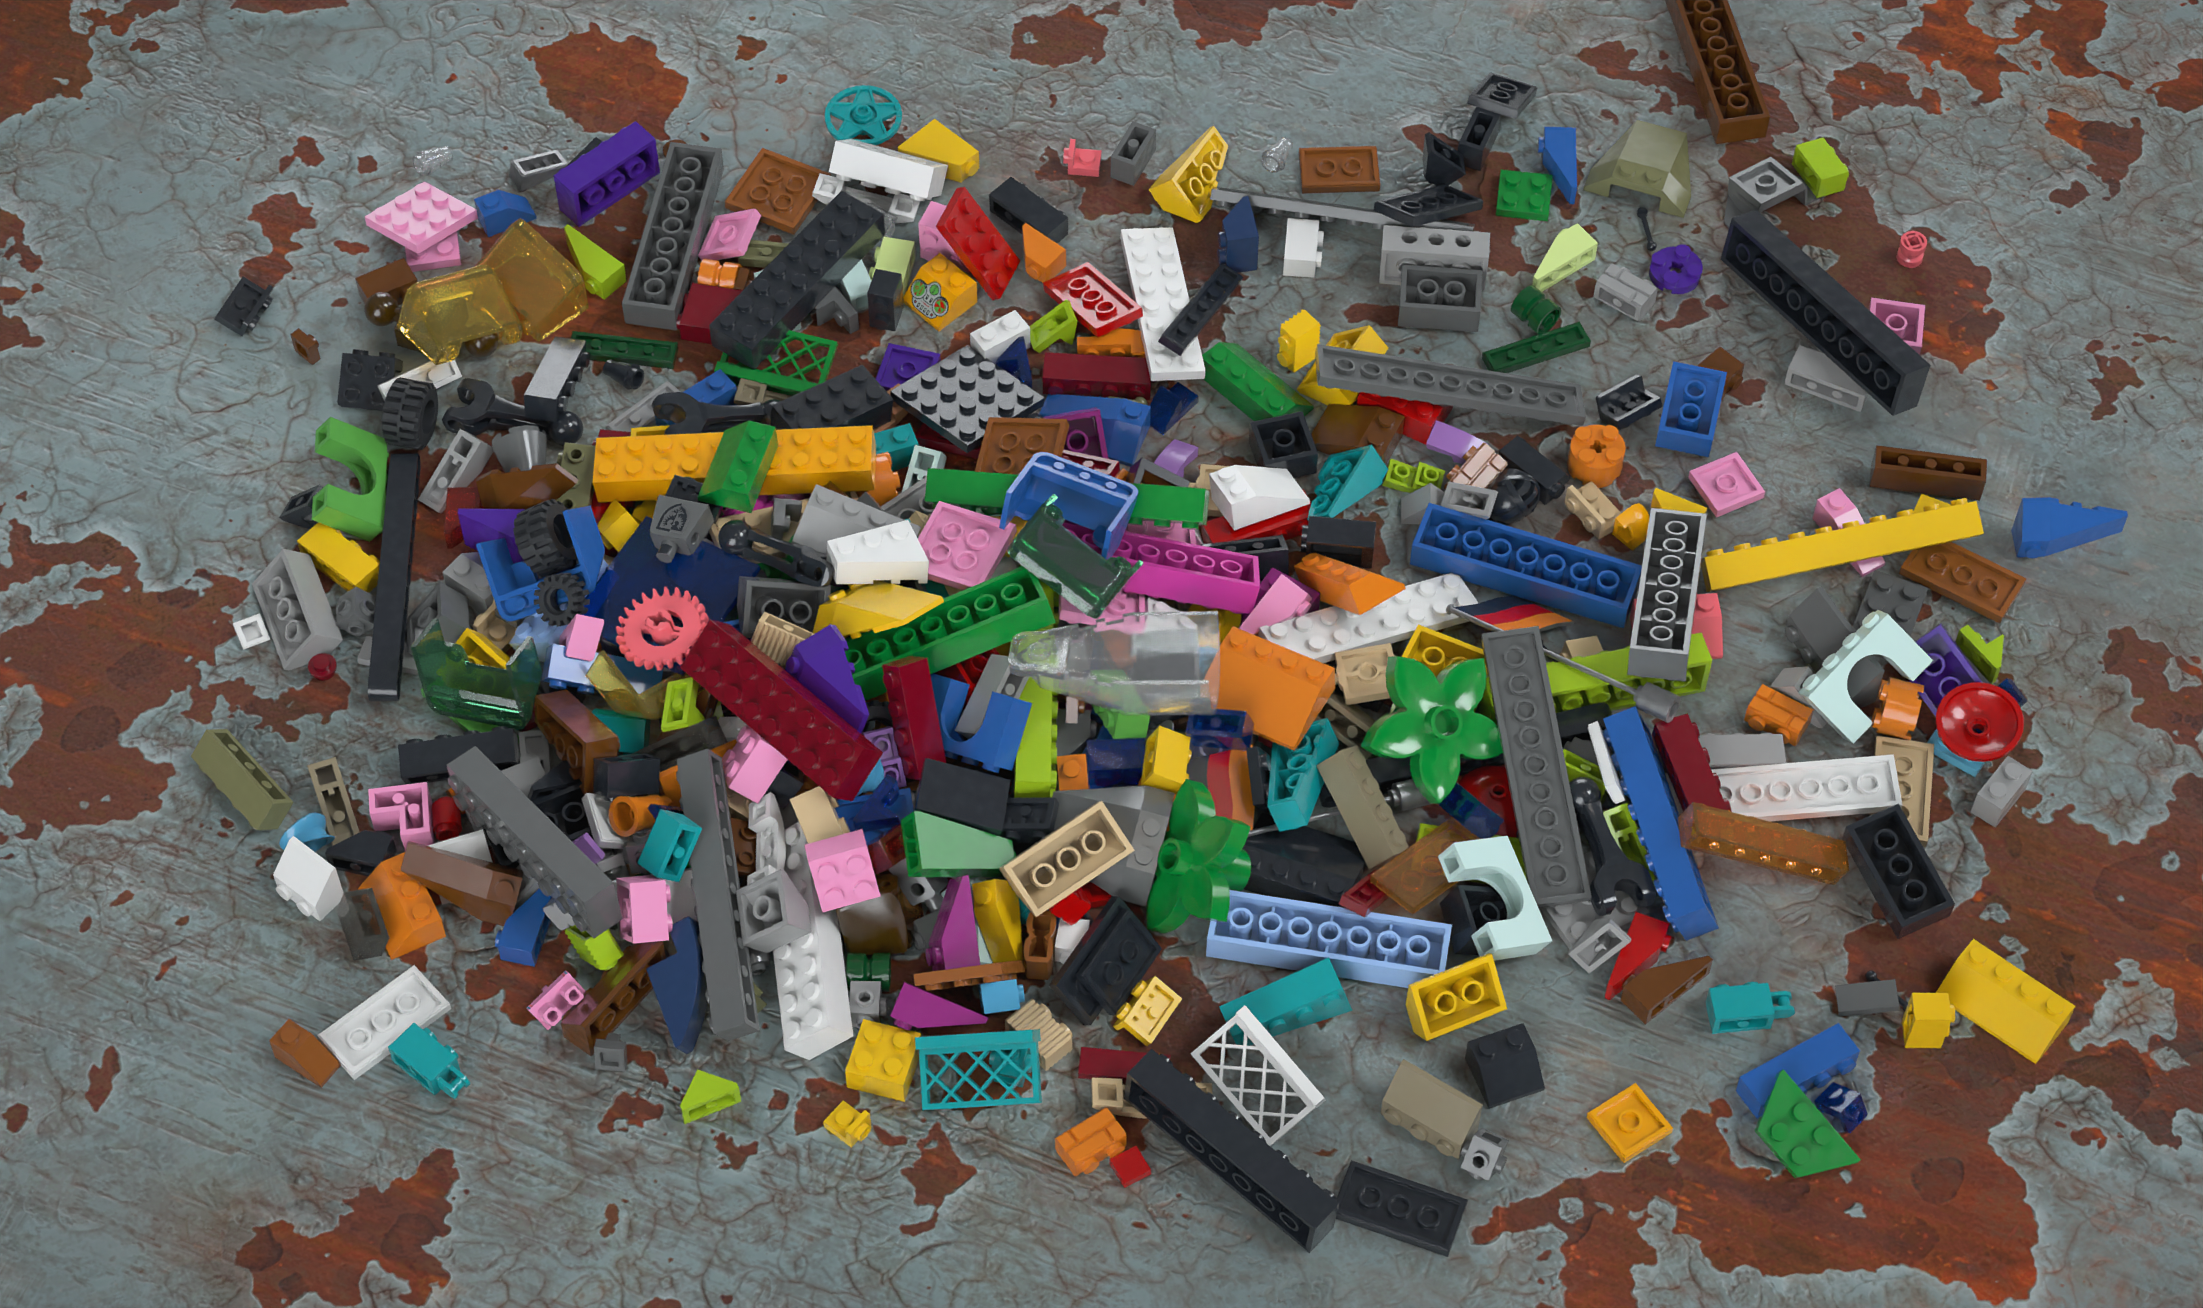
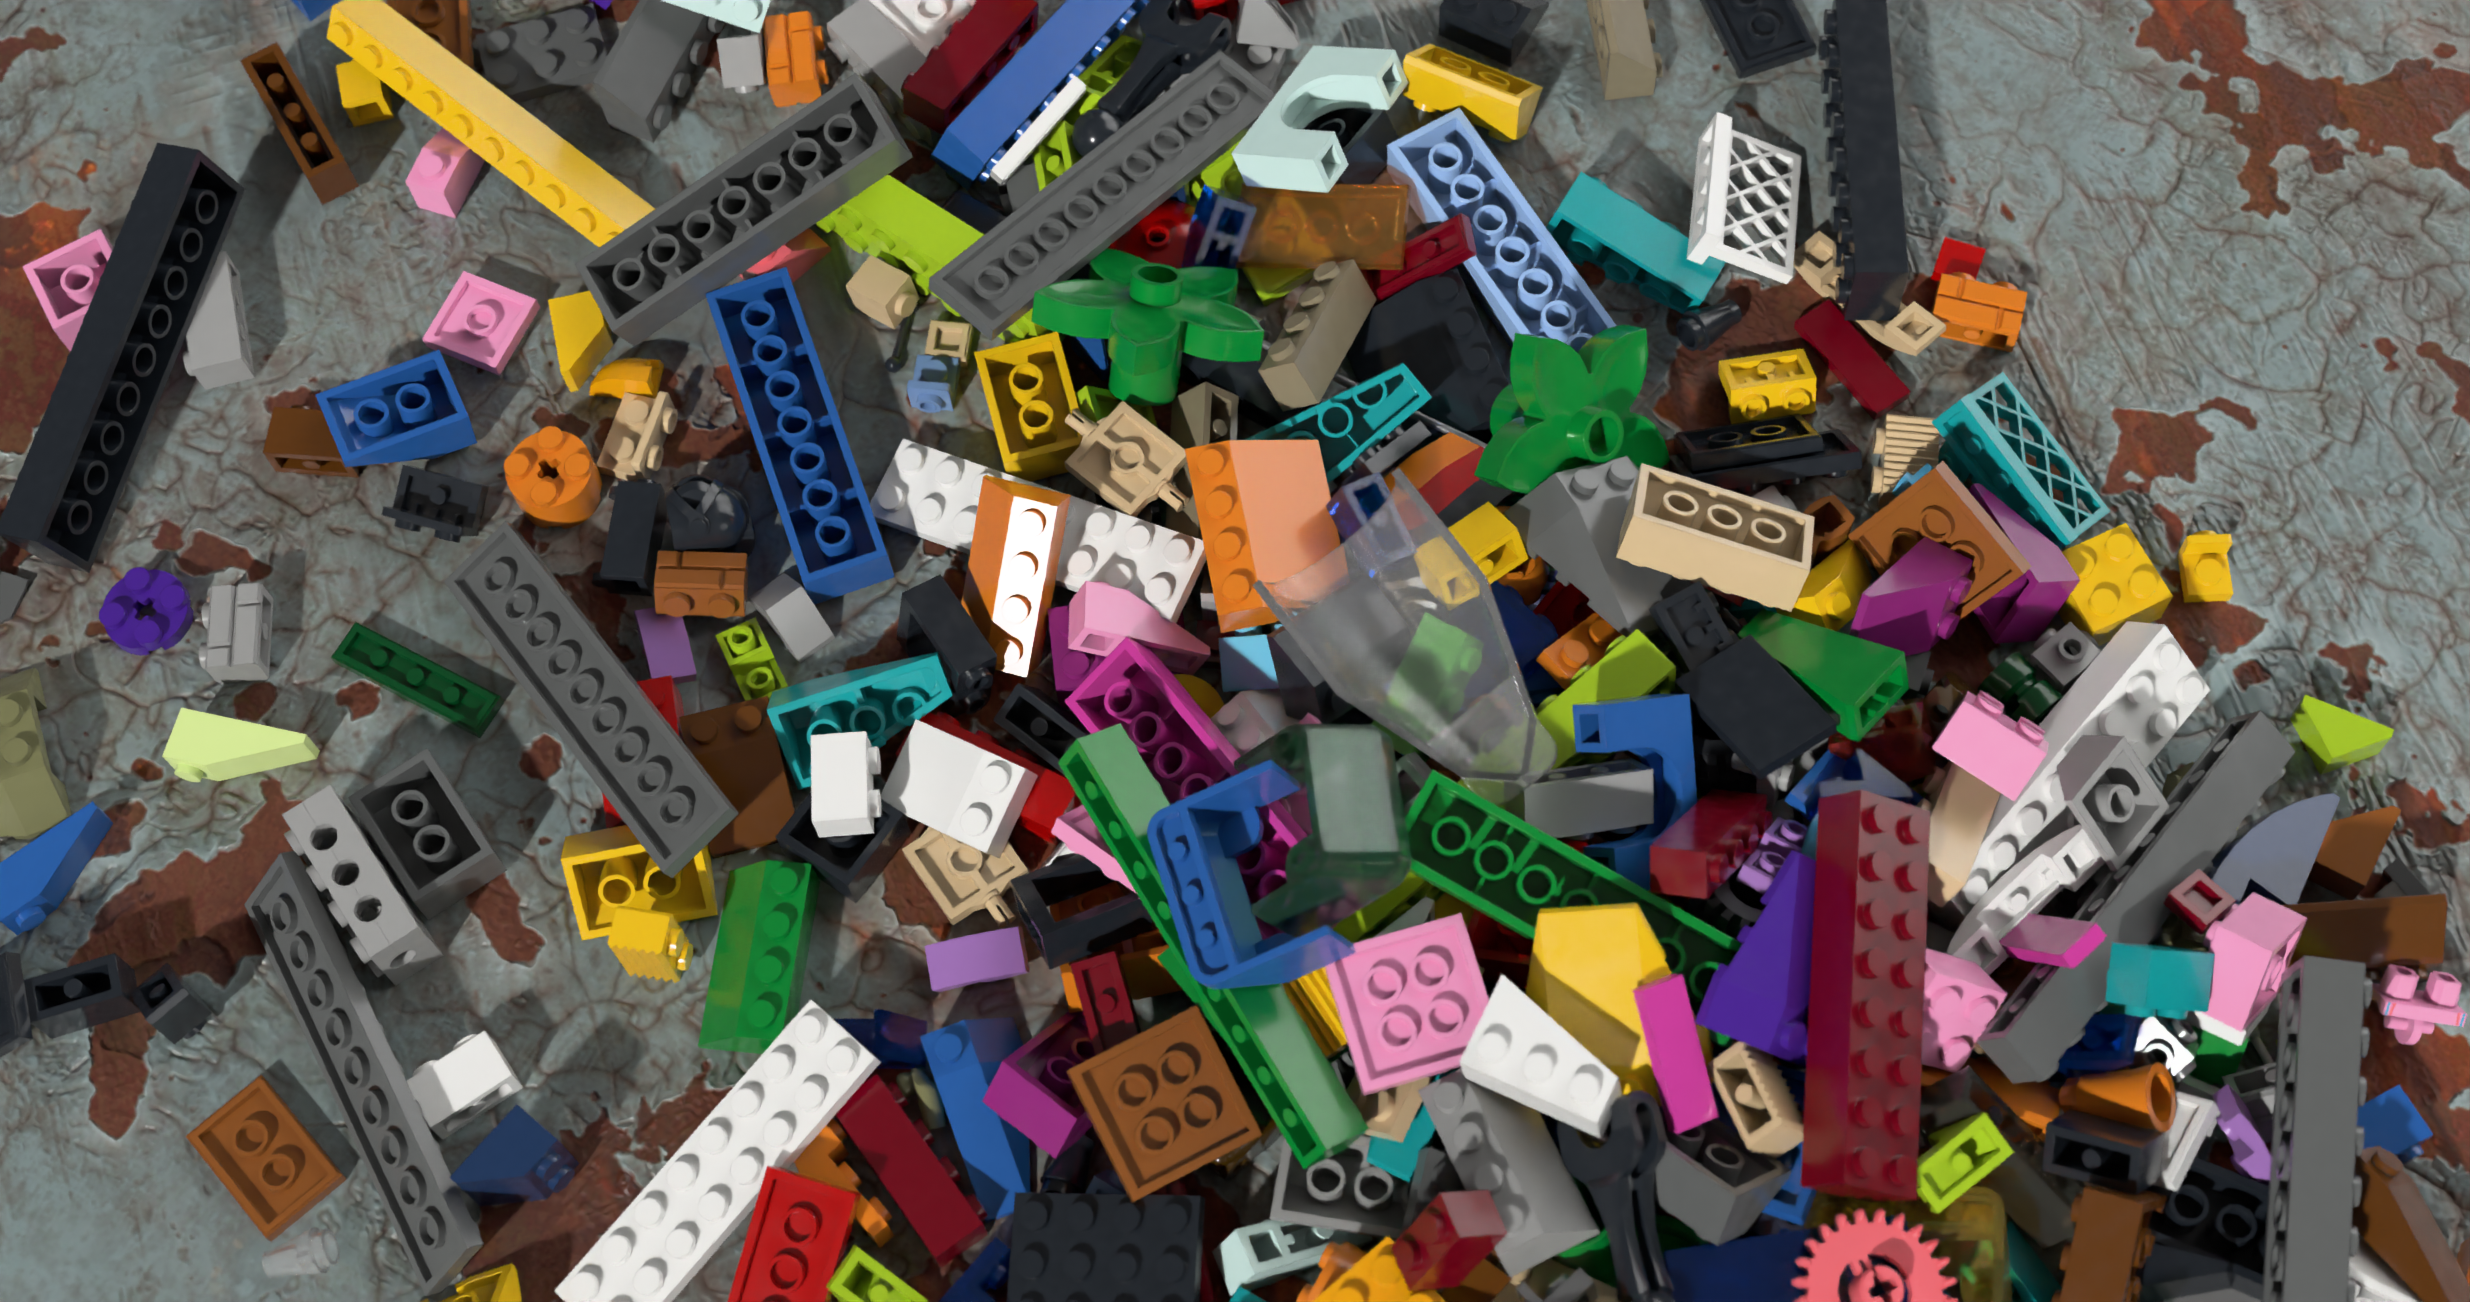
camera: 125 degrees left, 10 degrees up
(651, 1047) = (2352, 851): none -> dark orange slope
(685, 899) = (2199, 901): none -> plate
(732, 822) = (2052, 940): none -> dark pink tile
(838, 611) = (1675, 1053): none -> dark pink tile
(842, 473) = (1448, 1240): none -> dark red brick
(1200, 309) = (699, 1099): black tile -> none
(1208, 1011) = (1705, 325): none -> black cone
(1298, 442) = (844, 784): none -> white brick
(1428, 205) = (274, 952): black tile -> none
(1469, 499) = (761, 535): light grey slope -> none
(1517, 613) = (904, 384): flag -> none
(1524, 195) = (141, 883): green plate -> none
(1533, 307) = (354, 717): dark green wheel -> none
(1642, 213) = (68, 721): black hinge -> none

